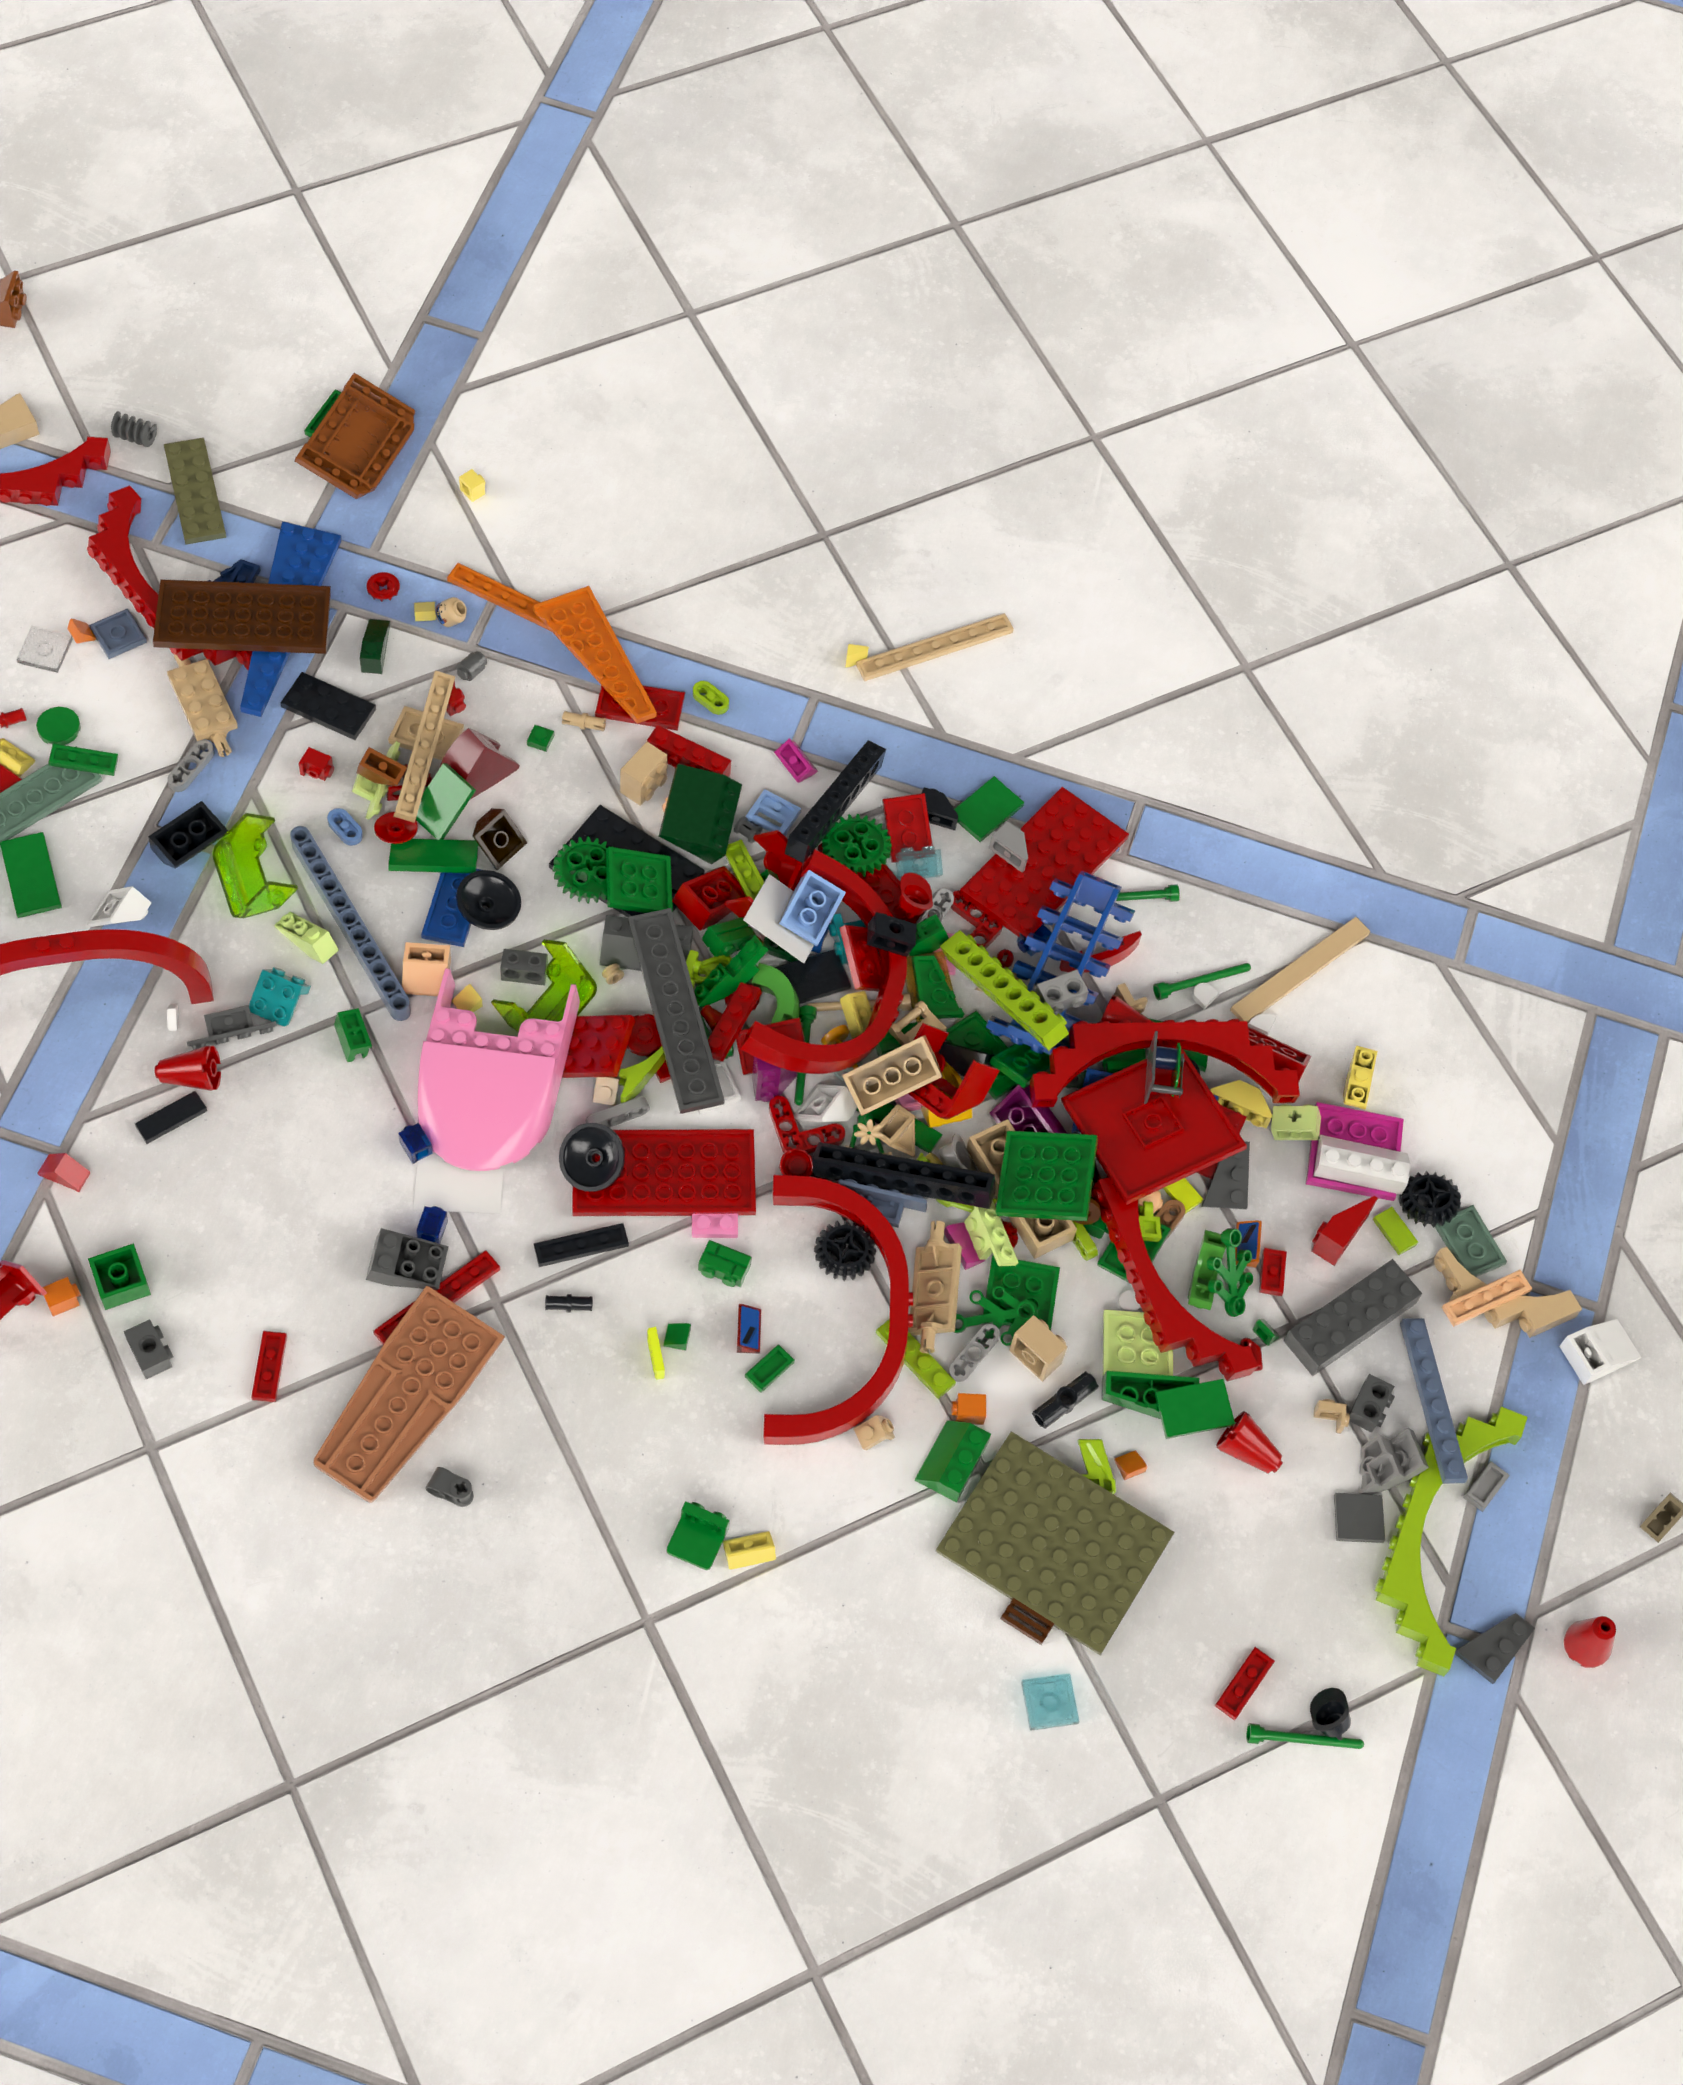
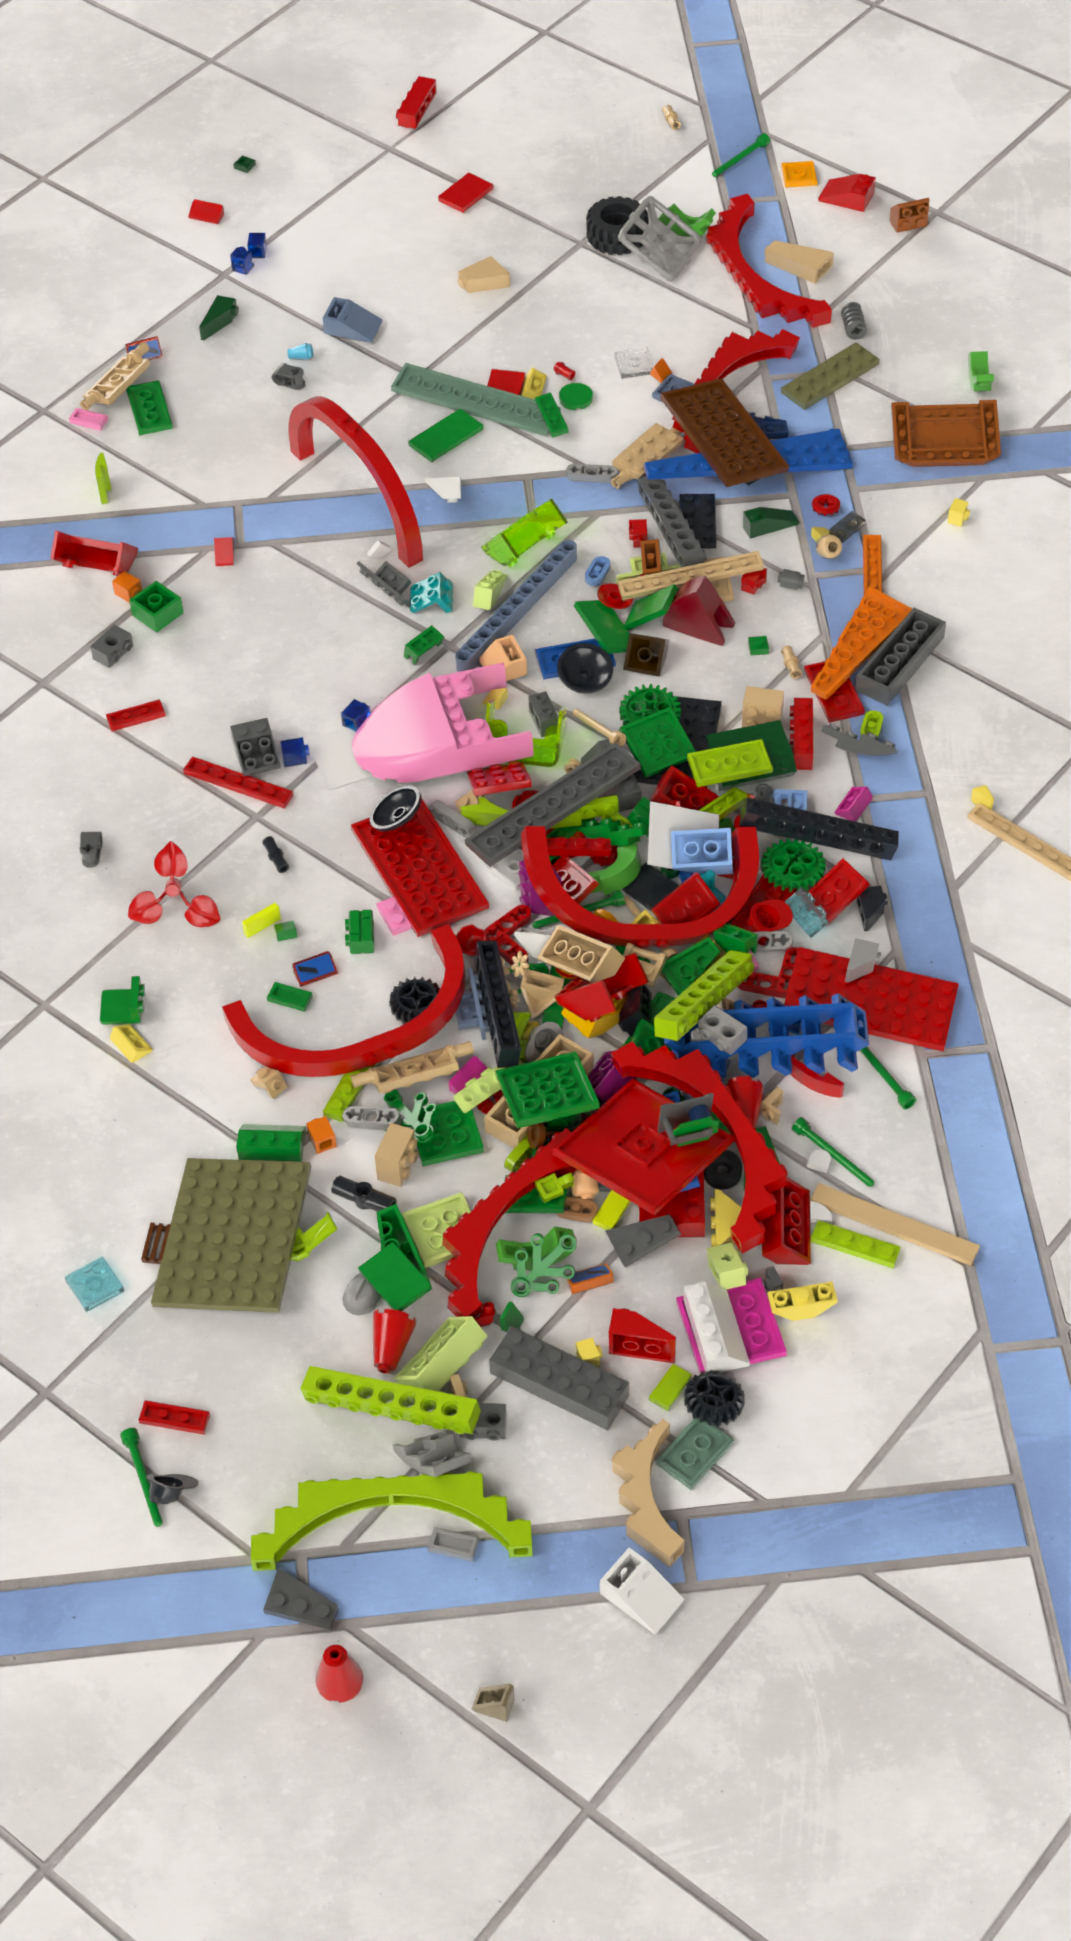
camera: 75 degrees right, 10 degrees down
(171, 1117) = (299, 584): black tile -> none
(186, 835) = (525, 488): black slope -> none
(191, 1069) = (341, 576): red cone -> none
(289, 369) = (979, 371): none -> bright green arch
(331, 728) = (671, 522): none -> dark grey brick
(406, 1393) = (151, 792): nougat wing -> none
(429, 584) = (847, 526): none -> clear smoke plate
(564, 1402) = (173, 862): none -> plant
(581, 1245) = (330, 844): black tile -> none
(618, 914) = (614, 736): none -> tan piece
(640, 628) = (900, 656): none -> dark grey brick
(711, 832) = (729, 763): none -> lime tile
(733, 718) = (866, 745): none -> dark grey slope
(891, 934) = (710, 918): black brick -> none
(987, 809) = (901, 942): green tile -> none
(1130, 1465) = (331, 1265): orange slope -> none
(1175, 1453) = (360, 1296): none -> light grey piece
(1273, 1272) = (571, 1304): red plate -> none
(1283, 1409) = (443, 1354): none -> yellowish green slope
(1307, 1011) = (855, 1244): none -> lime plate
(1324, 1093) = (772, 1280): none -> dark grey plate
(1336, 1281) = (589, 1351): none -> light yellow plate
(1359, 1518) = (369, 1452): dark grey tile -> none
(1373, 1408) = (381, 1392): none -> lime brick
(1433, 1401) = (506, 1463): sand blue plate -> none
(1486, 1298) = (633, 1471): light nougat tile -> none

